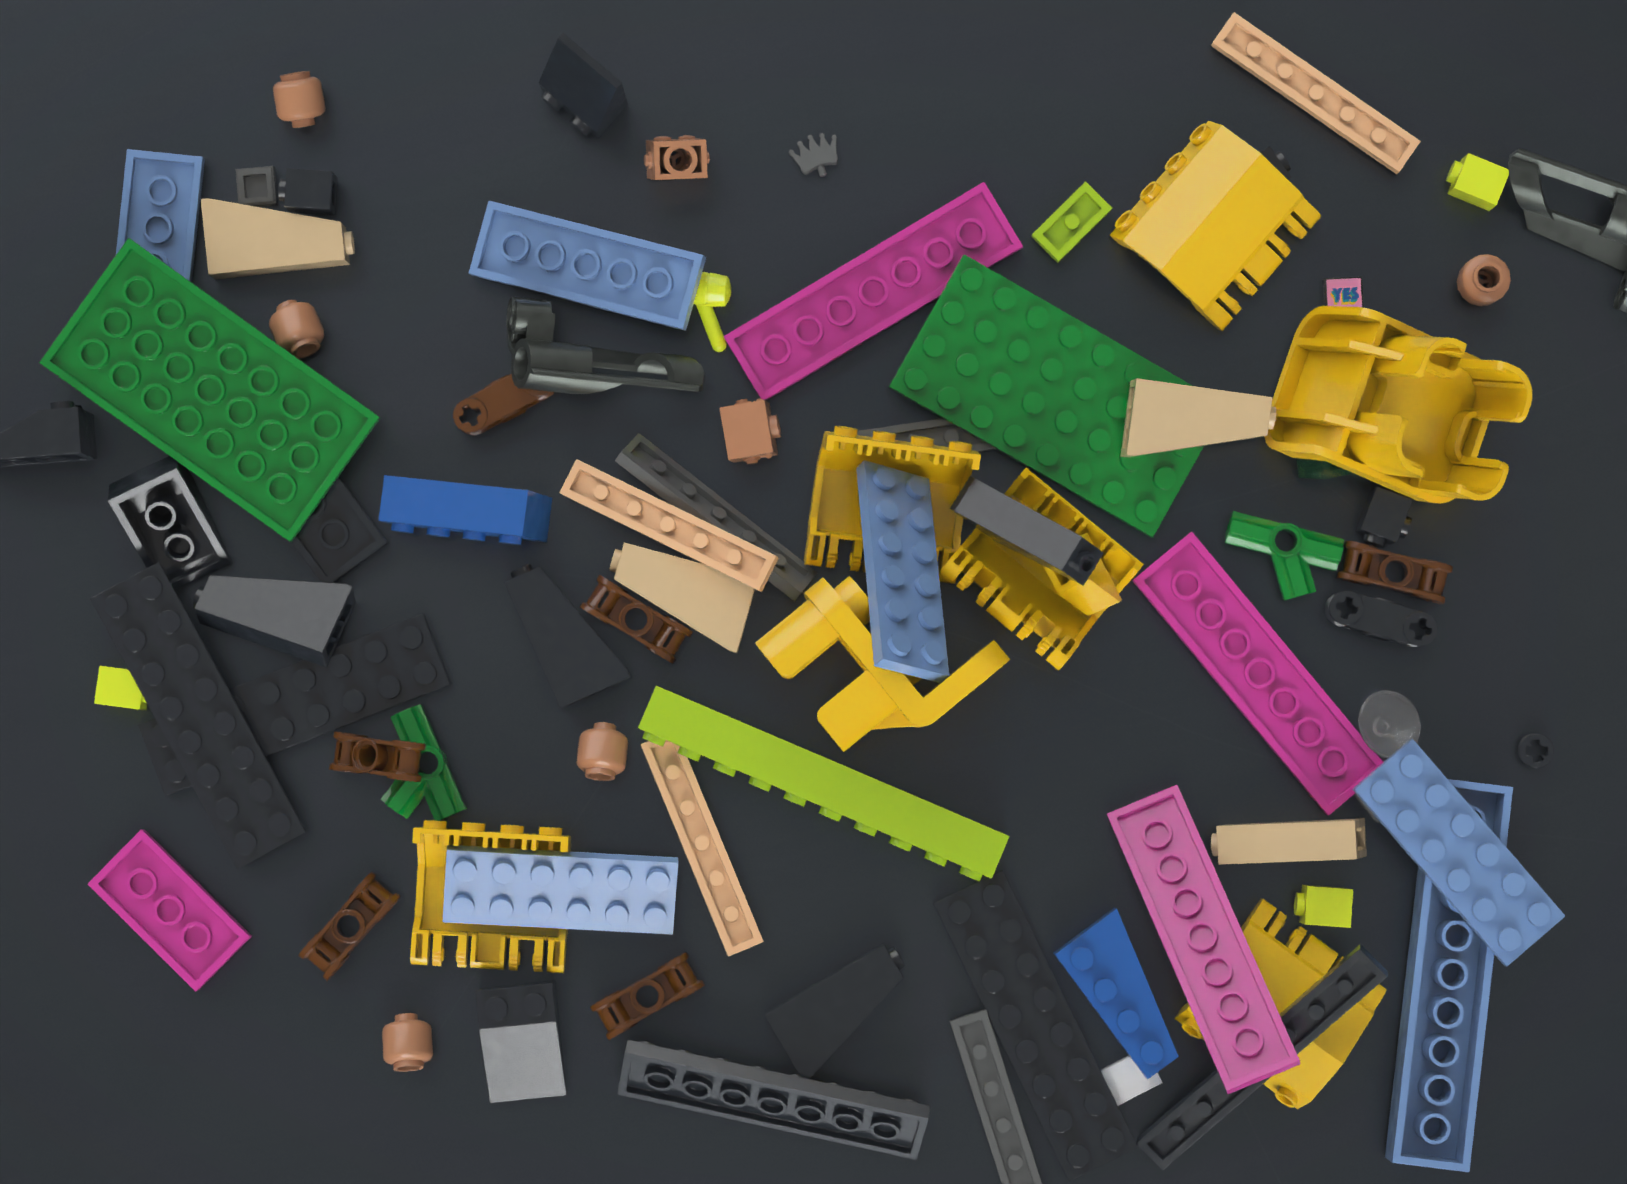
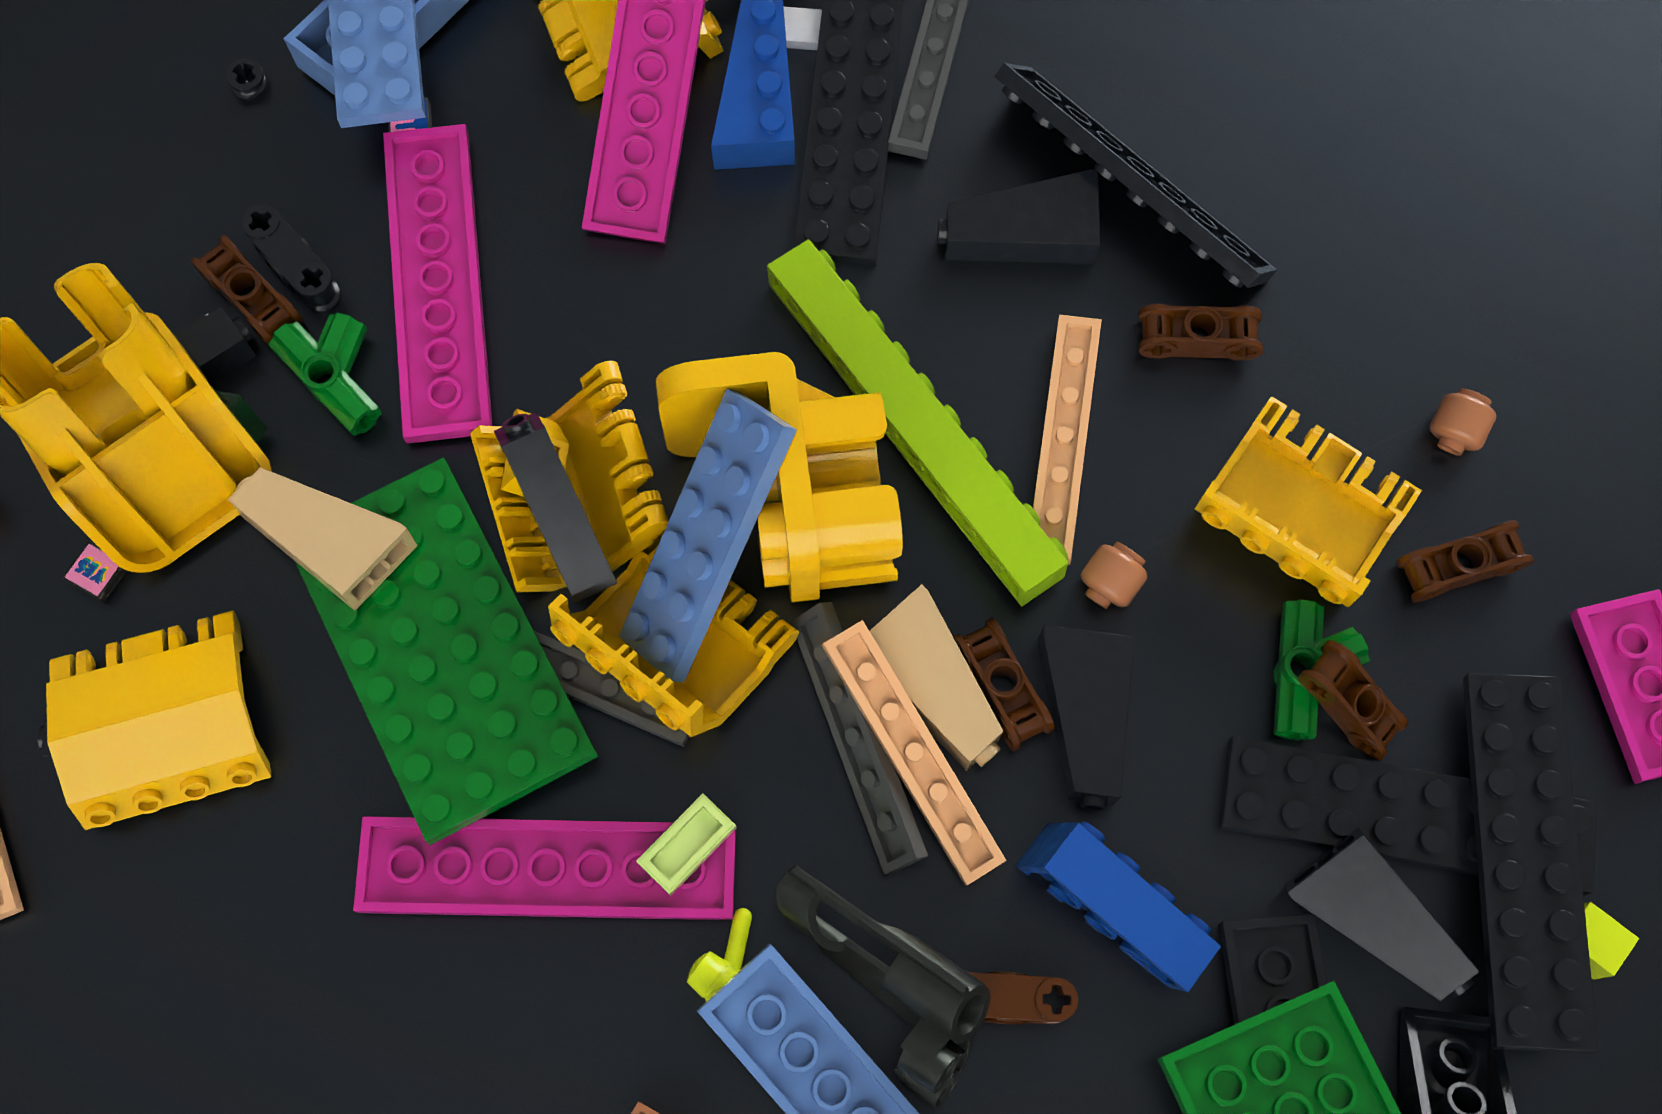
camera: 150 degrees left, 15 degrees down
(521, 1041) = (1344, 368): slope -> none
(560, 889) = (1207, 447): plate -> none
(750, 431) = (768, 800): nougat head -> none
(786, 364) = (686, 844): none -> yellowish green tile
(816, 156) = (508, 1058): dark grey piece -> none
(1071, 222) = (297, 812): lime plate -> none
(1290, 841) = (512, 117): tan slope -> none
(1324, 906) = (524, 56): neon yellow brick -> none
(1388, 722) = (354, 168): clear piece -> none

